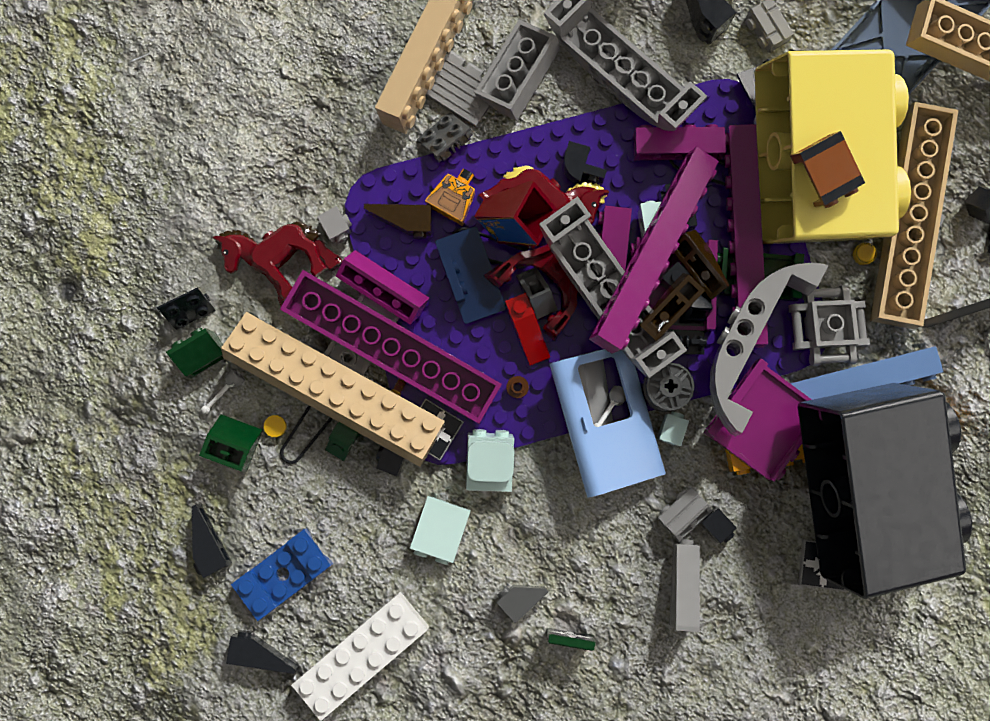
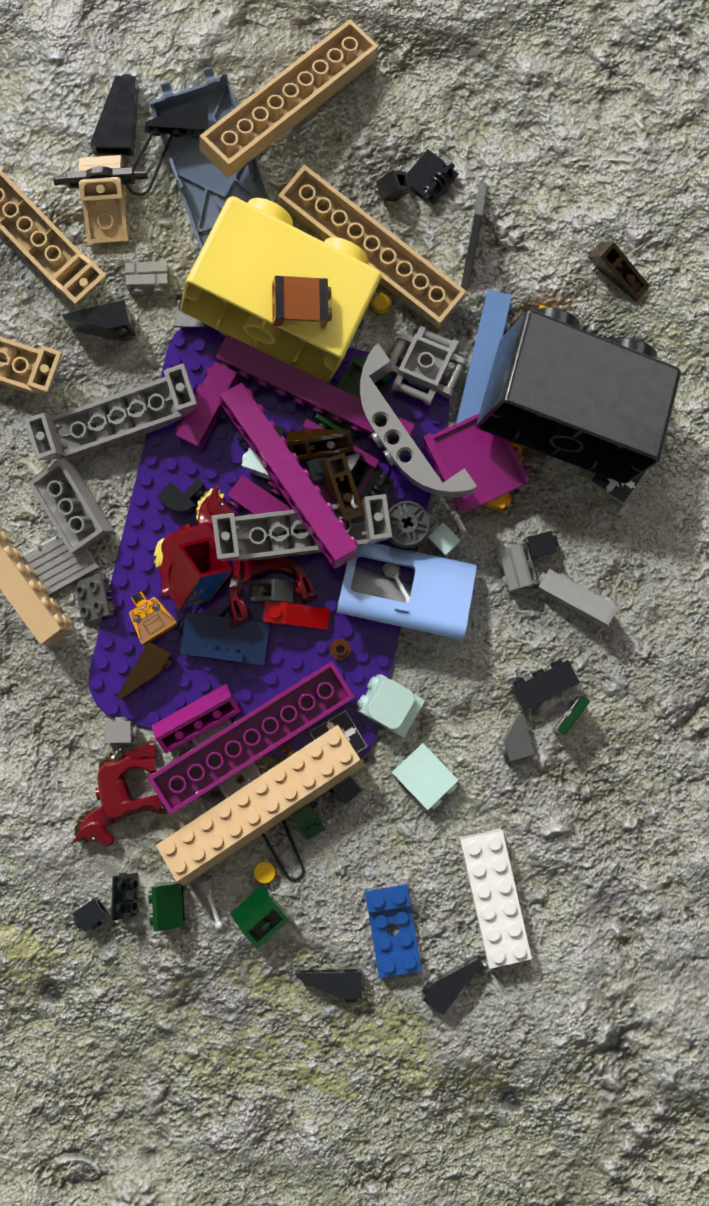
camera: 60 degrees left, 0 degrees up
(154, 287) = (90, 915): none -> black brick
(586, 597) = (544, 684): none -> black brick

